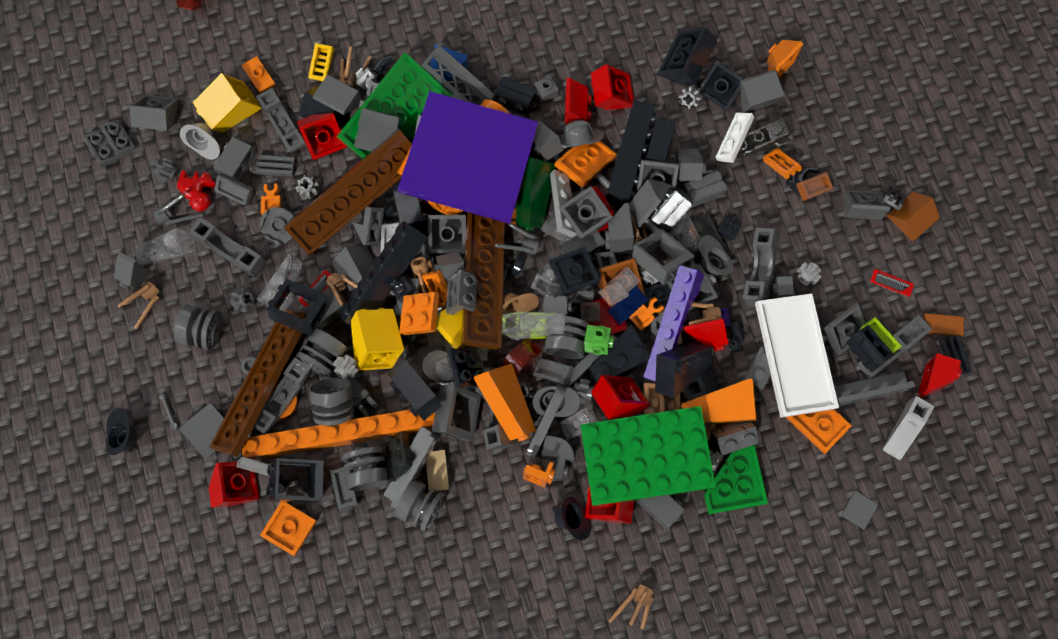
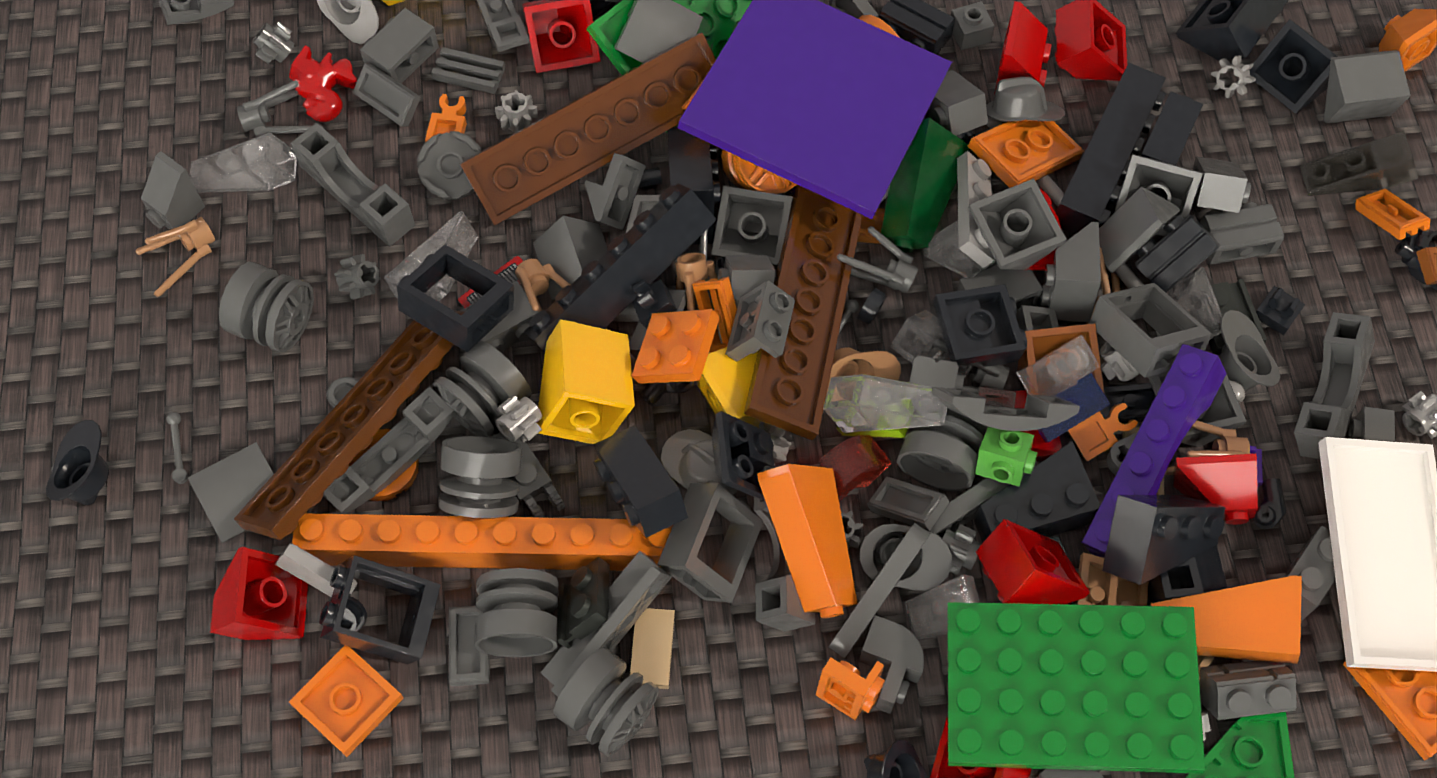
camera: 10 degrees right, 10 degrees down
(613, 313) = (1039, 410): none -> dark grey slope
(734, 137) = (1306, 157): white tile -> none

